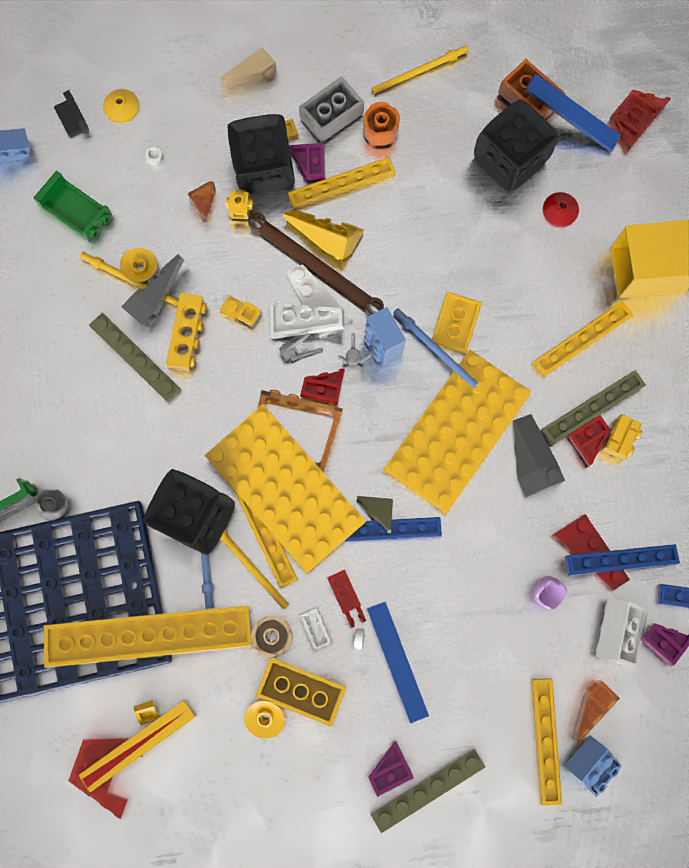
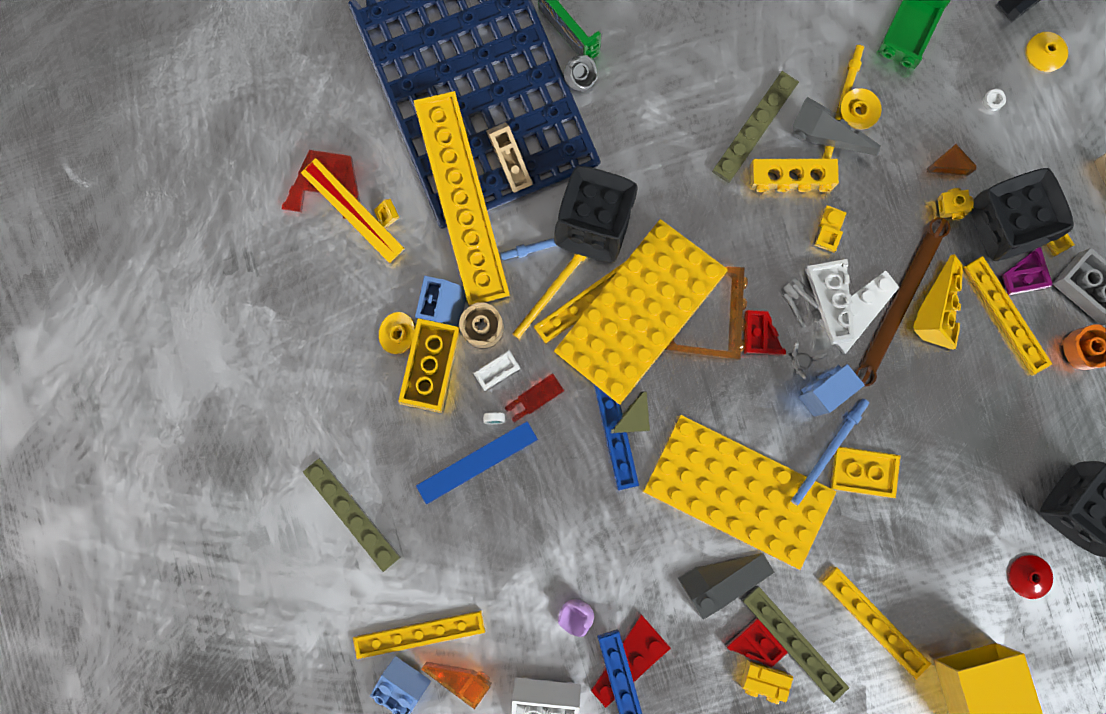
camera: 90 degrees right, 5 degrees up
(117, 584) = (509, 157): none -> tan slope
(243, 671) = (441, 301): none -> medium blue slope
(390, 771) = (364, 472): magenta wing -> none

